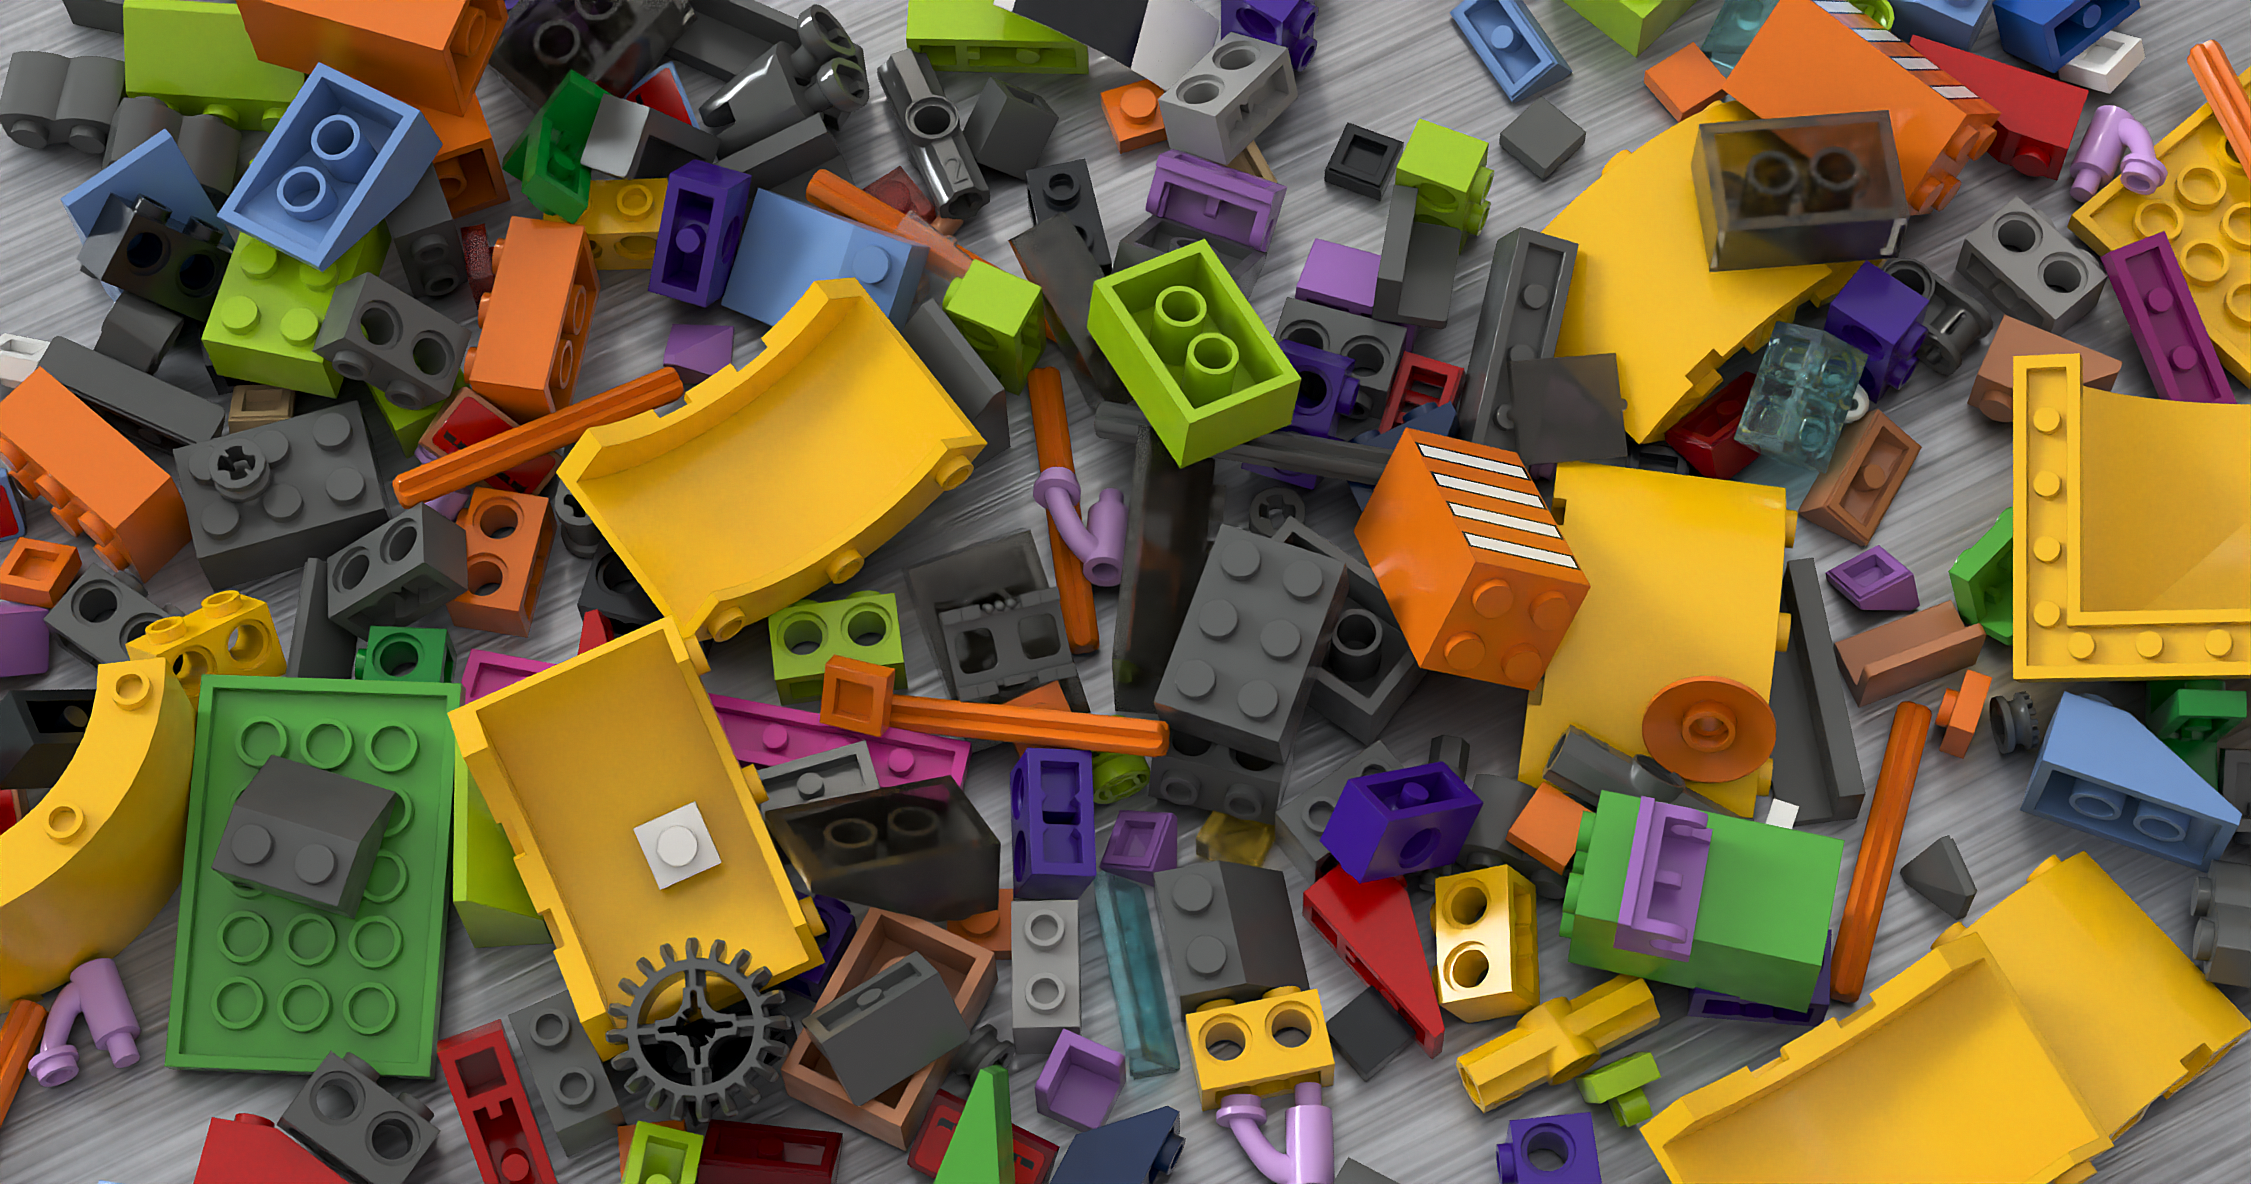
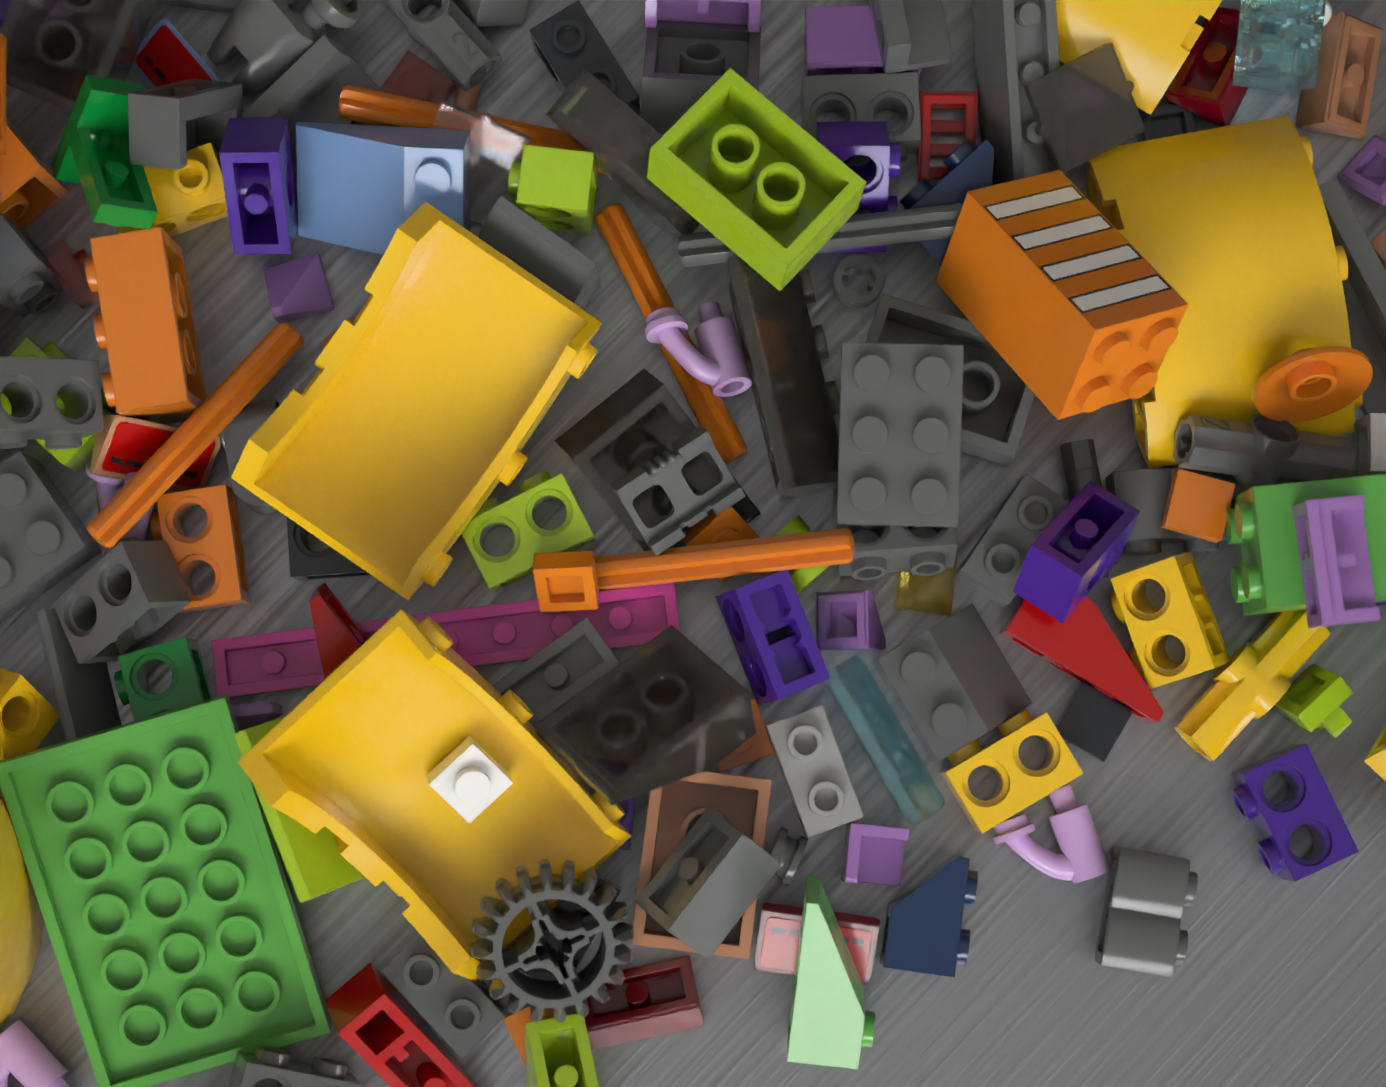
camera: 20 degrees left, 20 degrees up
(305, 835) = (145, 881): dark grey slope -> none

